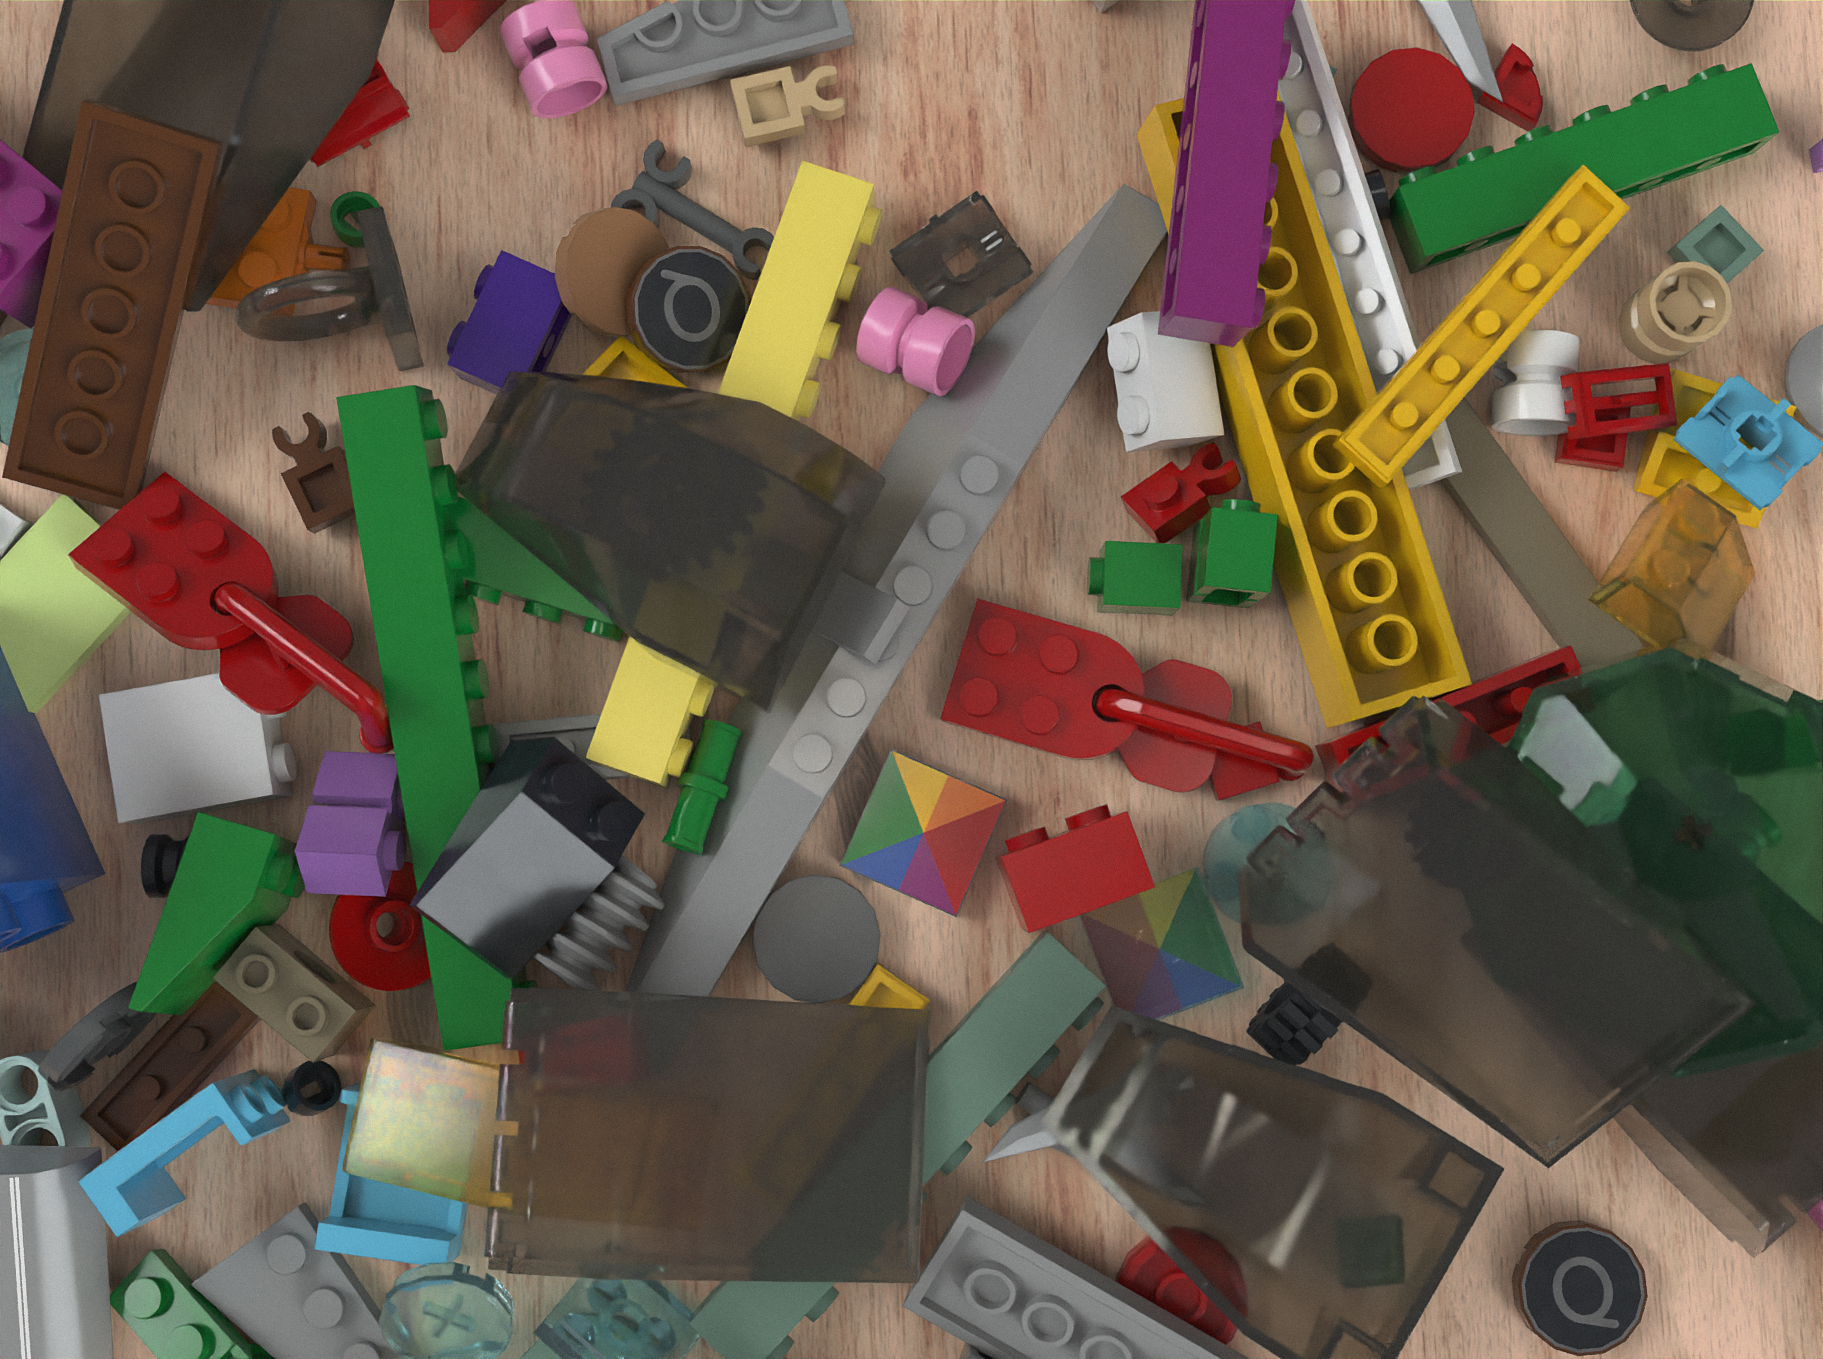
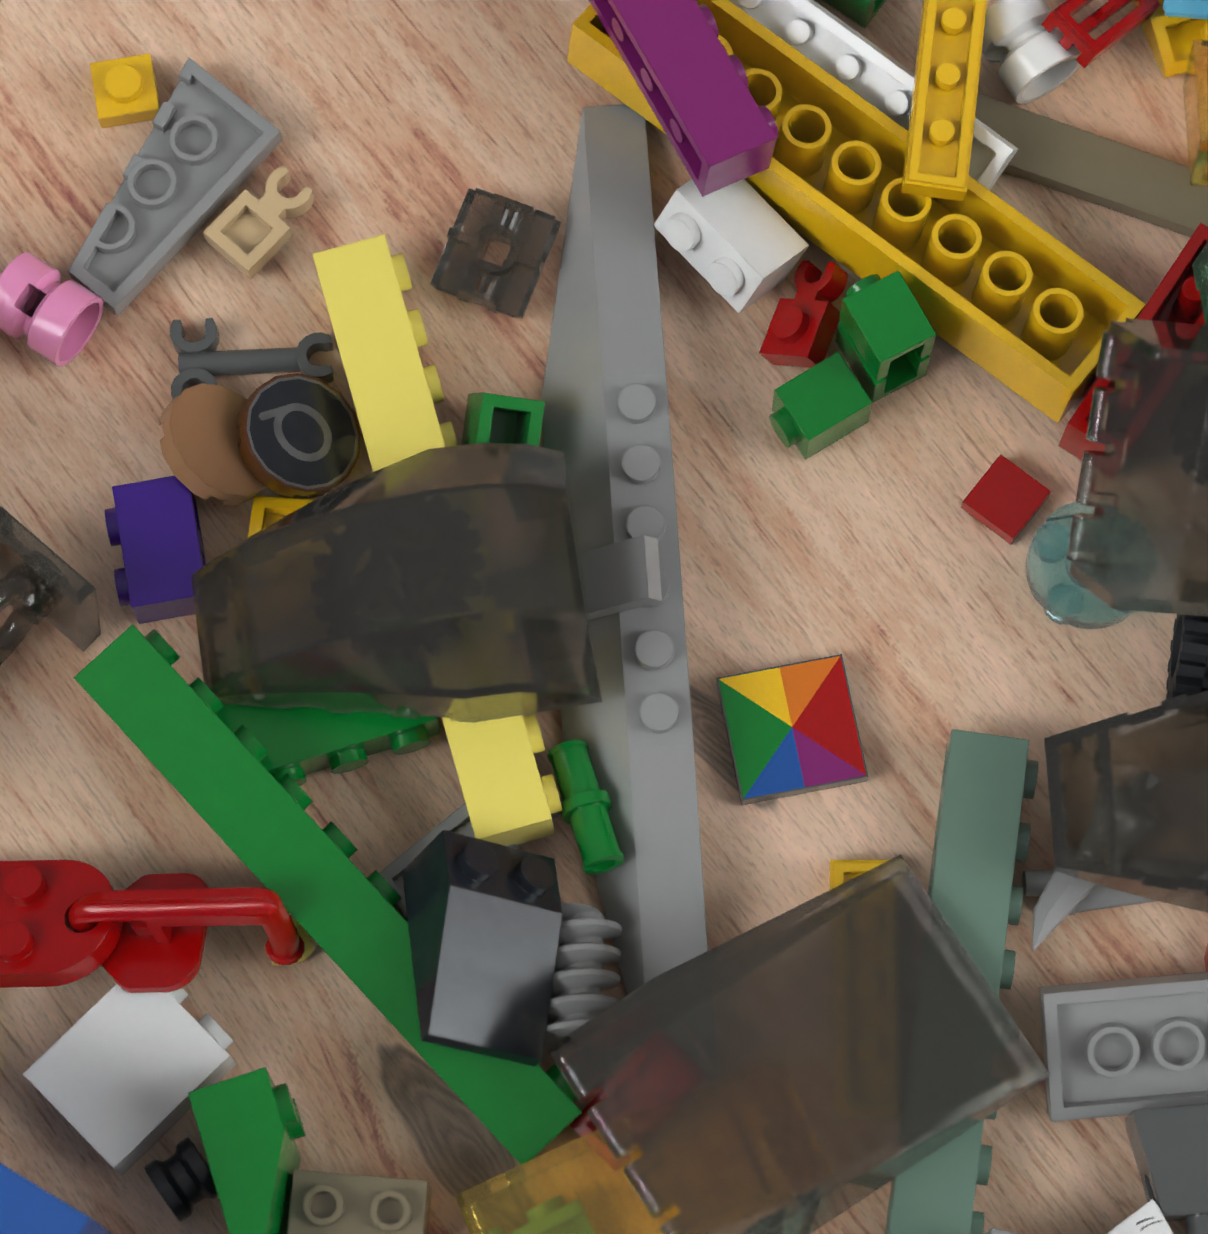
camera: 30 degrees left, 10 degrees down
(320, 479) = (85, 782): reddish brown plate -> none
(360, 833) = (318, 1030): medium lavender piece -> none
(378, 961) = (429, 1109): red dish -> none
(816, 939) = (762, 868): dark grey tile -> none
(858, 417) = (502, 420): none -> green brick
(911, 340) = (515, 334): bright pink wheel -> none
(1038, 687) = (799, 540): red plate -> none
(1075, 869) = (936, 666): red brick -> none
(1162, 948) = (1049, 683): clear light blue tile -> none
(1595, 452) = (1111, 68): red tile -> none

